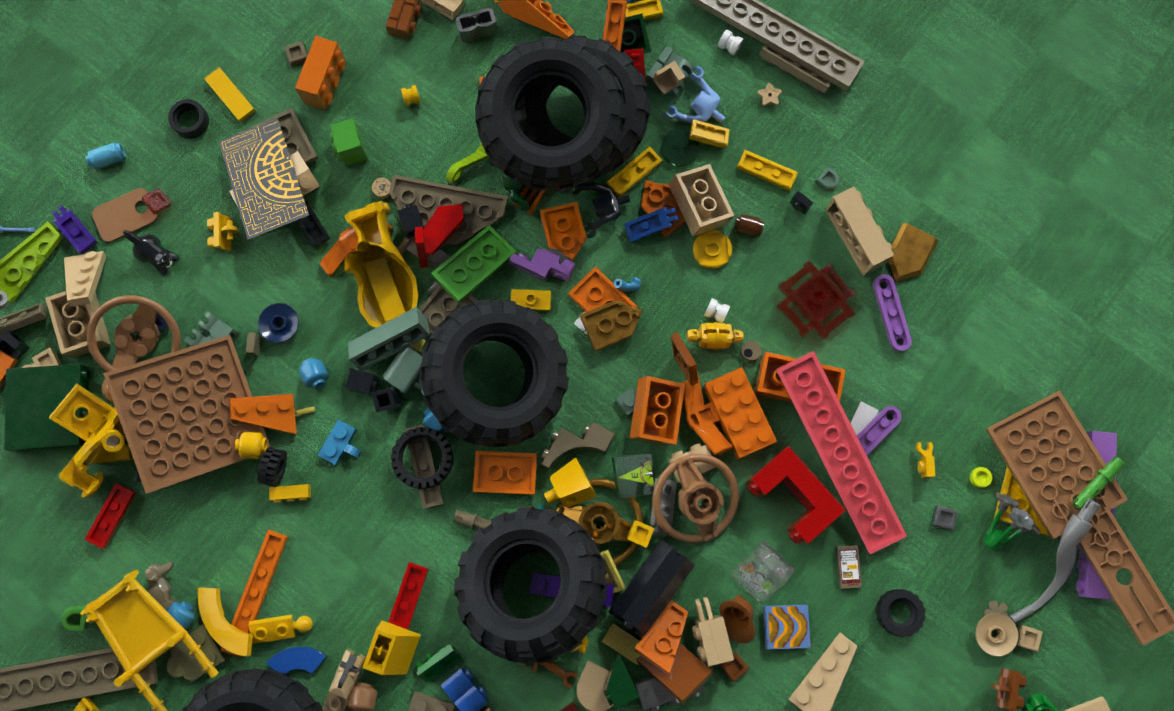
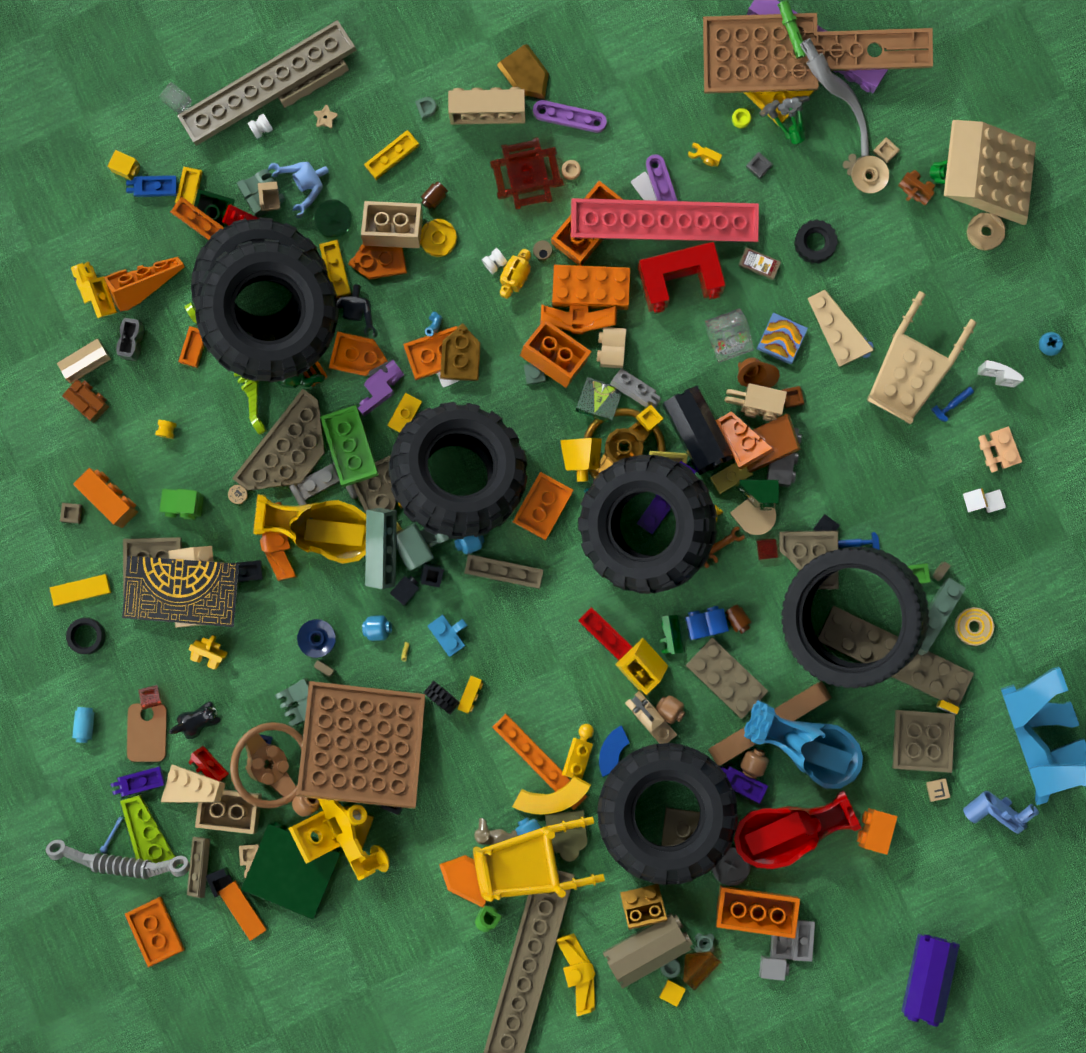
camera: 55 degrees left, 5 degrees up
(107, 572) = (462, 879): none -> orange tile
(110, 516) = (414, 855): red plate -> none
(115, 282) = (208, 764): none -> red plate
(251, 445) = (415, 705): yellow head -> none
(266, 411) = (391, 681): orange wing -> none
(407, 438) = (484, 548): black tyre -> none
(410, 218) = (284, 480): black brick -> none
(437, 231) = (306, 461): red piece -> none
(470, 520) = (569, 552): dark tan axle -> none
(563, 442) = (549, 416): dark tan arch -> none
(650, 224) = (390, 278): blue hinge -> none
(684, 359) = (523, 308): dark orange tile -> none
(694, 489) = (636, 355): medium nougat piece -> none
(709, 134) = (334, 187): yellow plate -> none
(801, 202) = (436, 141): black plate -> none
(842, 339) = (571, 169): none -> tan tile

